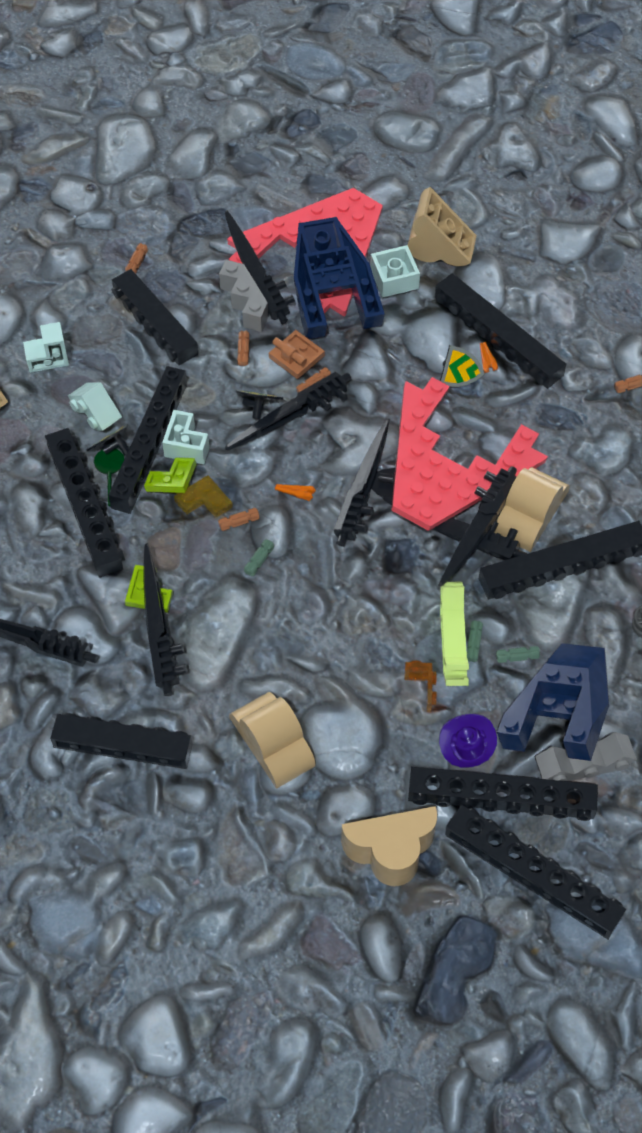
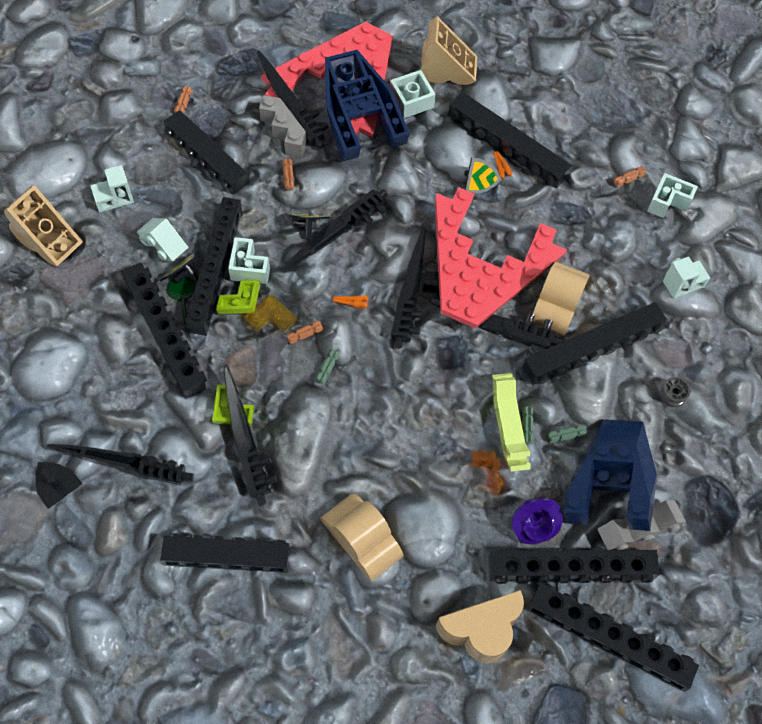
camera: 10 degrees left, 5 degrees up
(296, 354) = (335, 175): nougat plate -> none
(313, 379) = (354, 197): nougat axle -> none
(489, 509) = (527, 301): black piece -> none

